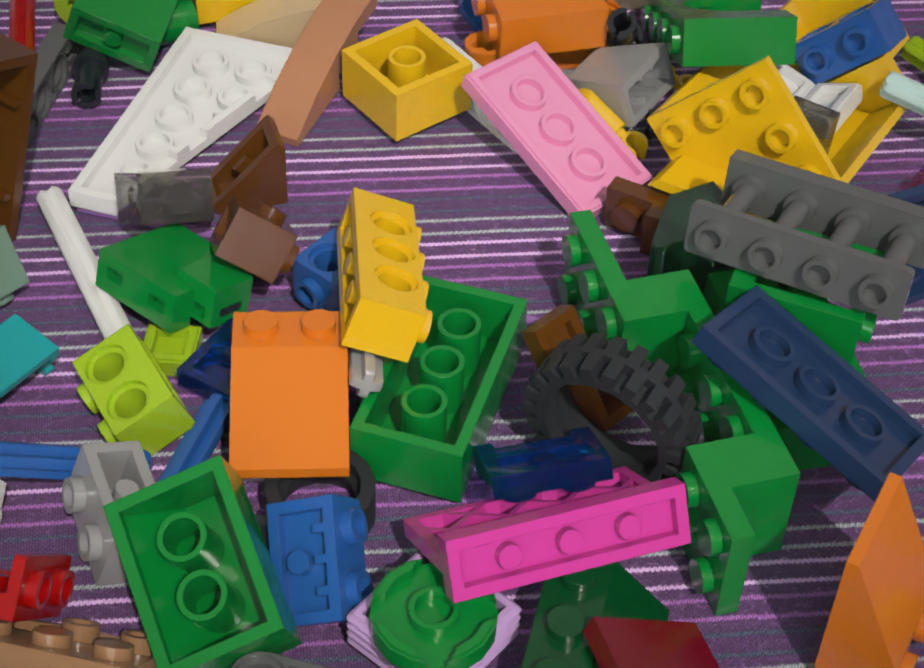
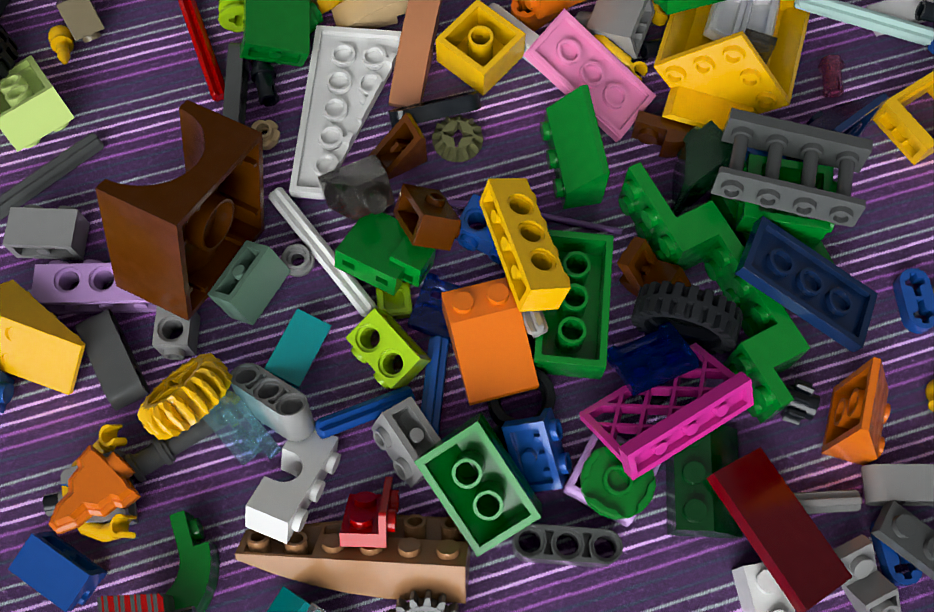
camera: 10 degrees left, 25 degrees up
(47, 273) = (298, 251): none -> light grey plate
(63, 132) = (272, 136): none -> tan plate
(319, 181) = (467, 147): none -> olive gear
(332, 137) = (438, 108): none -> black beam
(505, 210) = (575, 150): none -> green slope
(778, 580) = (804, 403): none -> black gear

